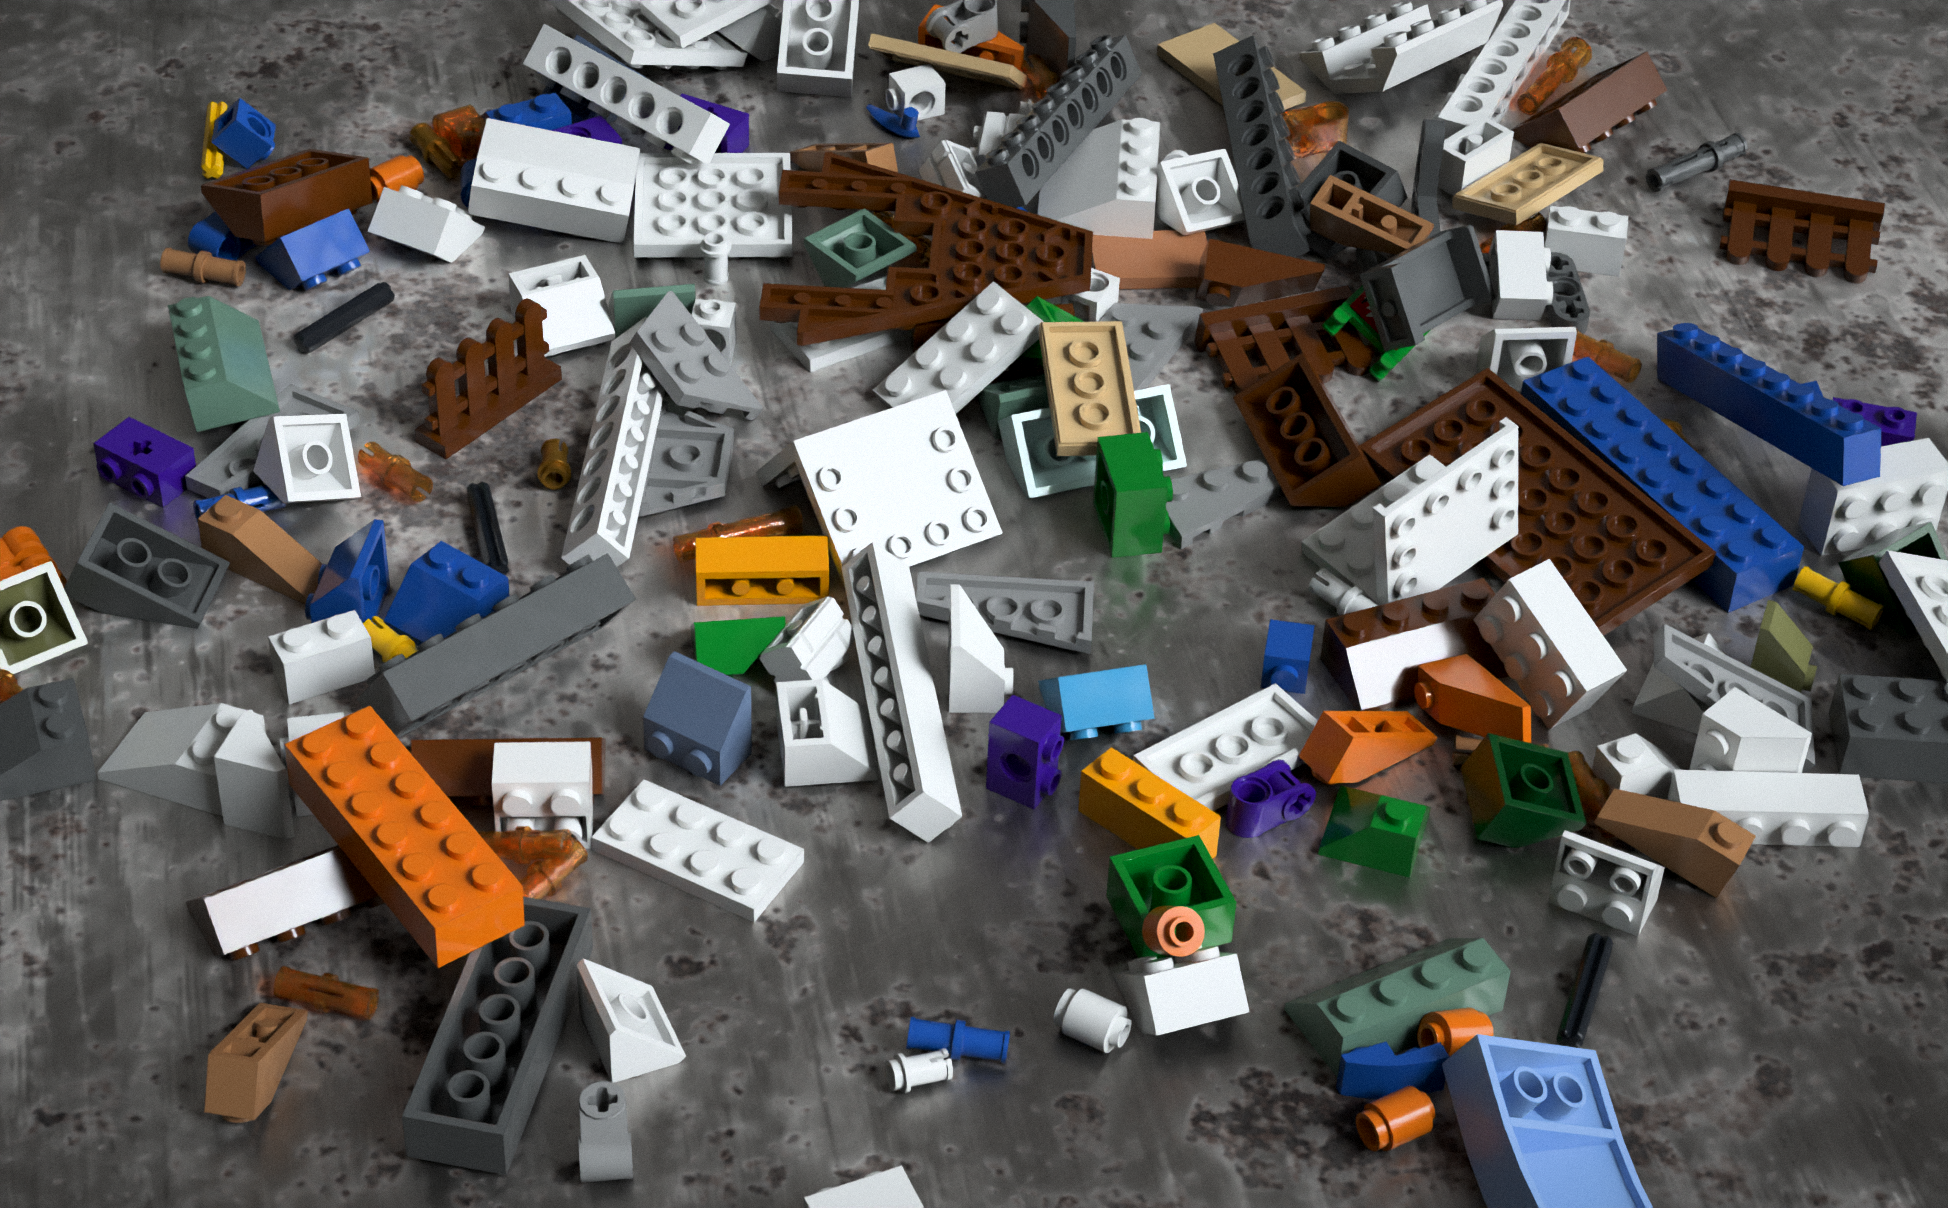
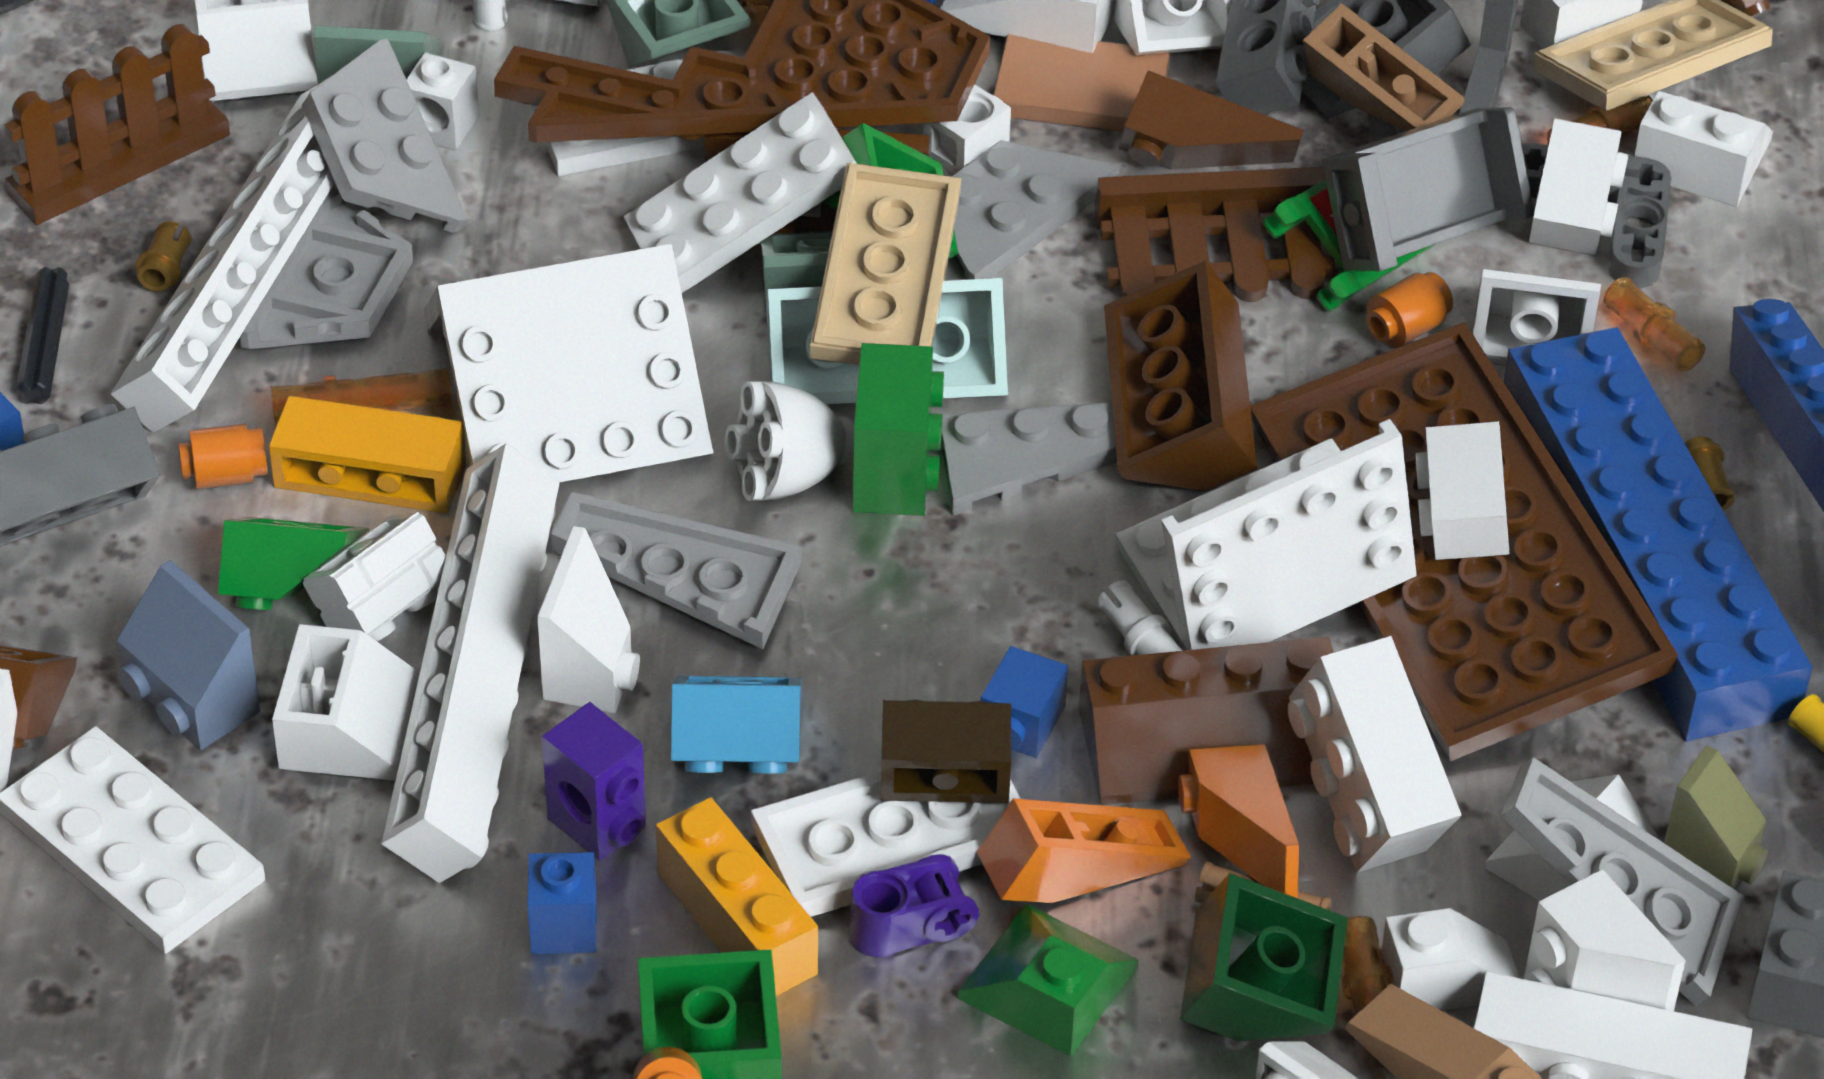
camera: 15 degrees right, 5 degrees up
(660, 587) = (223, 456): none -> orange brick
(1029, 836) = (562, 903): none -> blue brick
(1053, 515) = (785, 440): none -> white piece
(1257, 692) = (946, 751): none -> dark brown brick
(1437, 369) = (1408, 309): none -> orange brick
(1544, 474) = (1465, 491): none -> white brick

